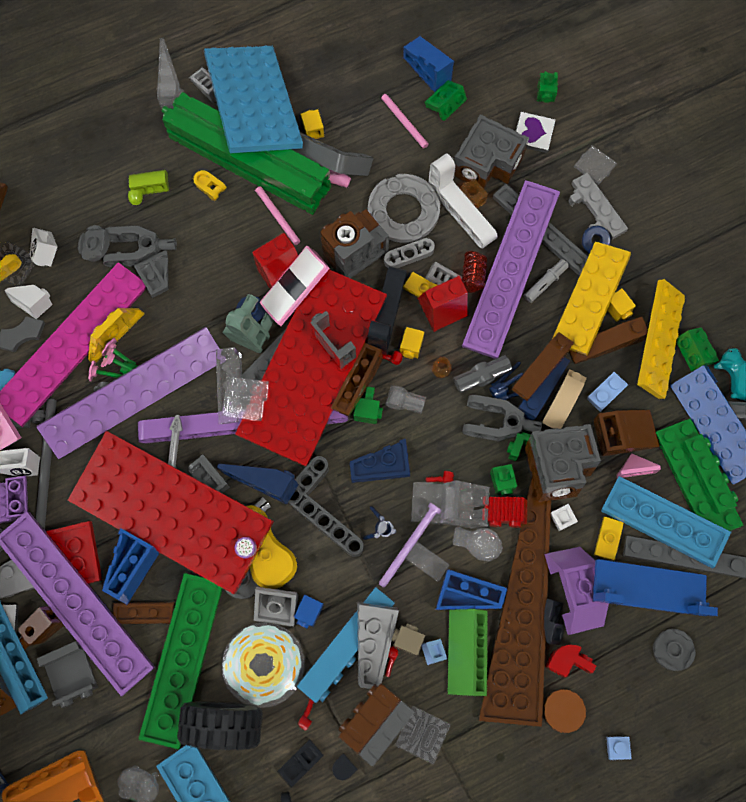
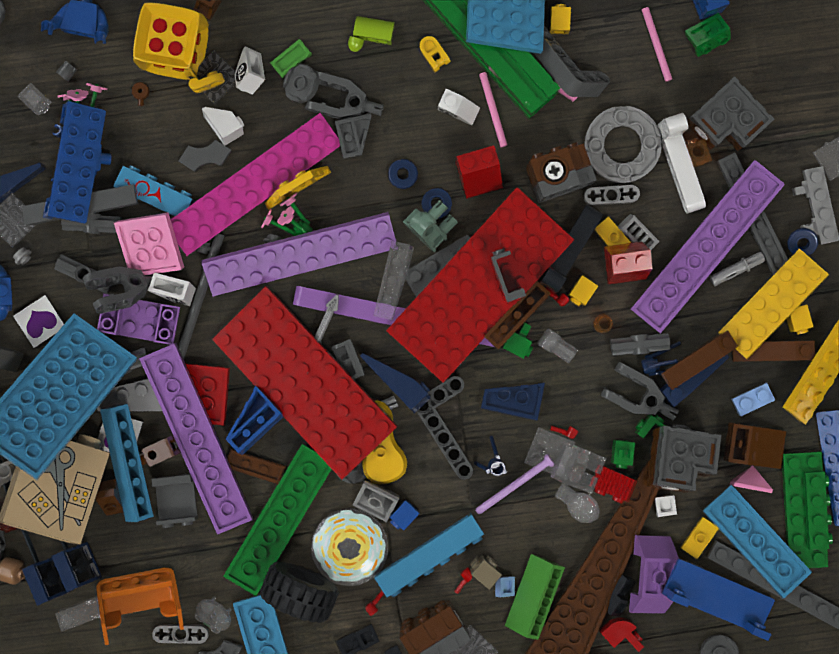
camera: 15 degrees right, 15 degrees up
(79, 226) = (291, 57): none -> bright green tile
(209, 285) = (403, 164): none -> dark blue piece
(244, 221) = (458, 107): none -> white slope
(245, 398) = (406, 303): clear slope -> none
(245, 547) = (365, 444): tile -> none
(294, 285) = (487, 200): slope -> none
(375, 635) = (456, 559): light grey wing -> none
(427, 561) = (526, 505): clear plate -> none
(469, 593) = (553, 546): blue wedge -> none
(474, 271) = (667, 238): clear red piece -> none
(538, 130) = (786, 101): tile -> none
(547, 87) = (818, 56): green brick -> none
(564, 400) = (709, 396): tan arch -> none

